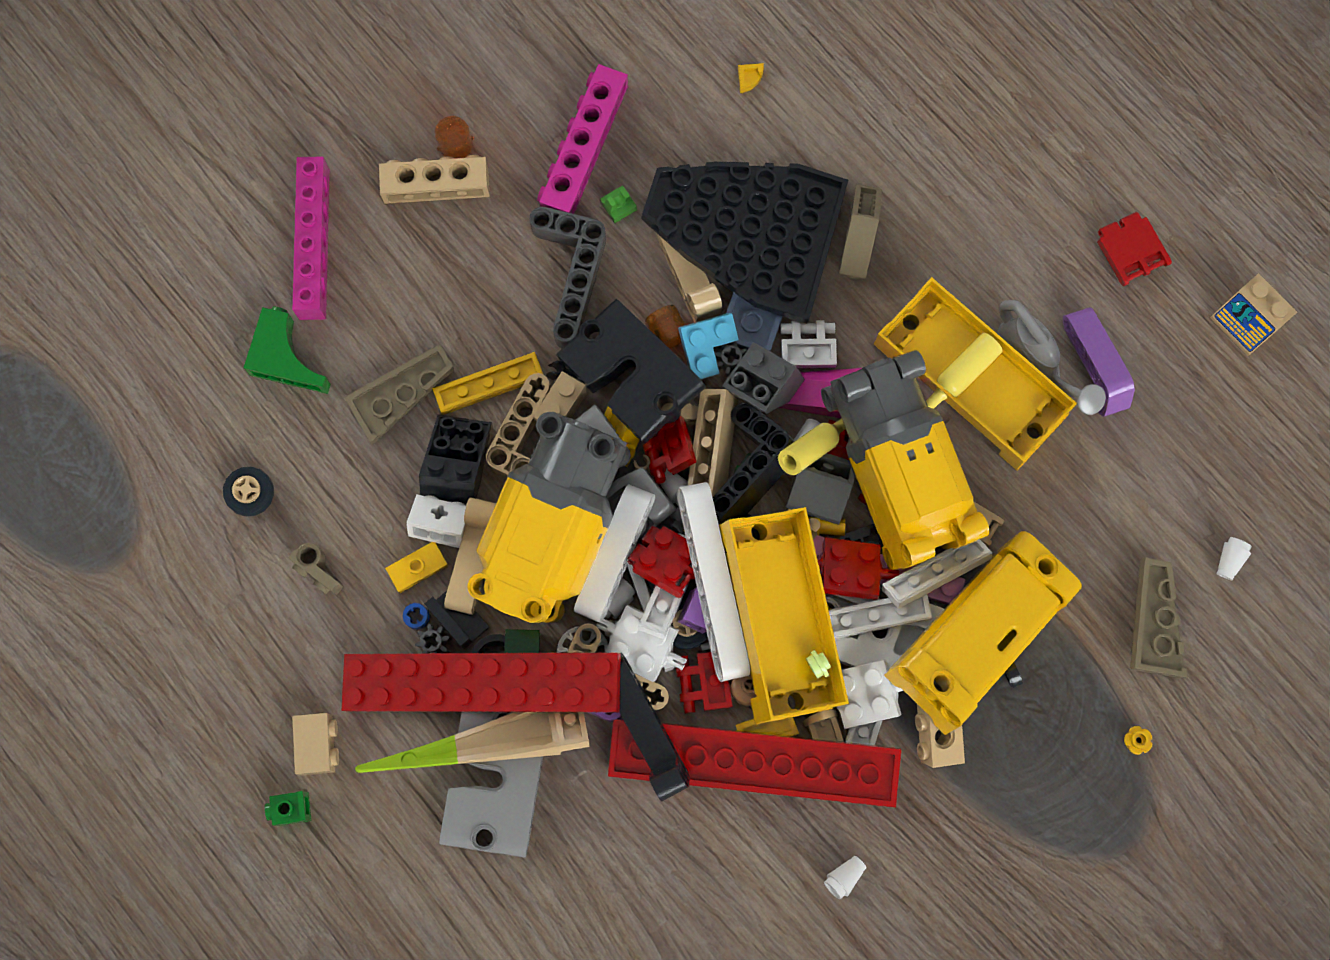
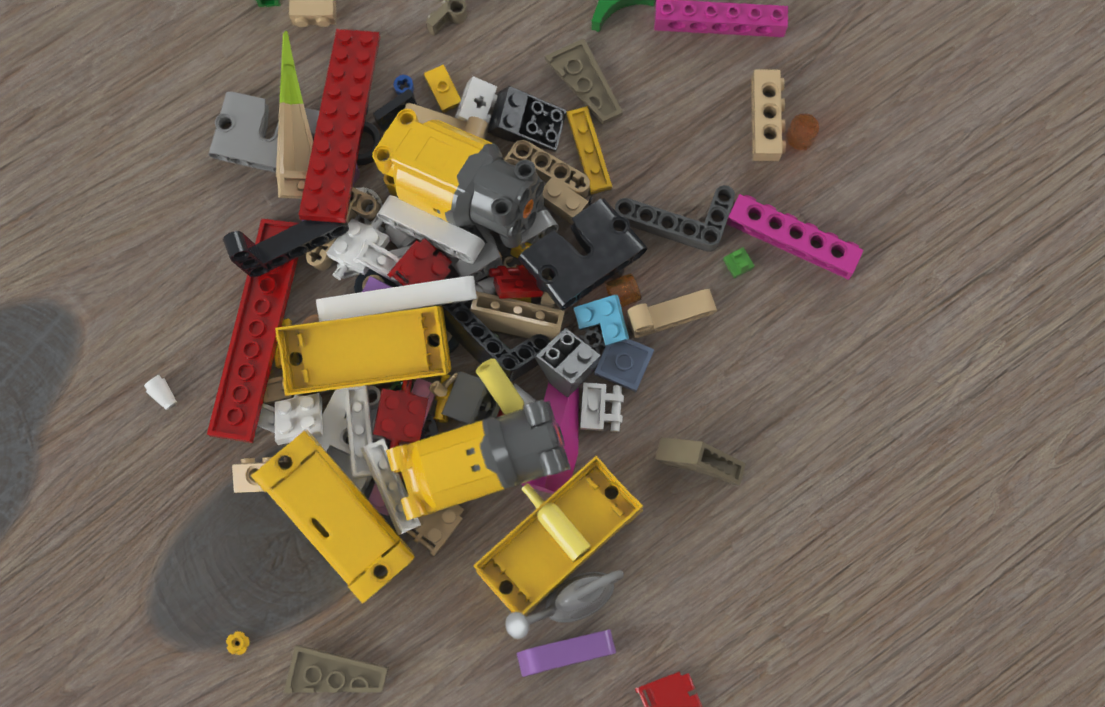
camera: 95 degrees right, 0 degrees up
(440, 638) = (380, 95): dark grey gear -> none
(522, 641) = (366, 165): dark green panel -> none
(714, 693) = (316, 285): red plate -> none
(749, 76) = (852, 382): yellow tile -> none
(751, 227) = (706, 366): black wing -> none
(818, 664) = (319, 375): yellowish green plate -> none
(1013, 676) = (302, 544): black tile -> none

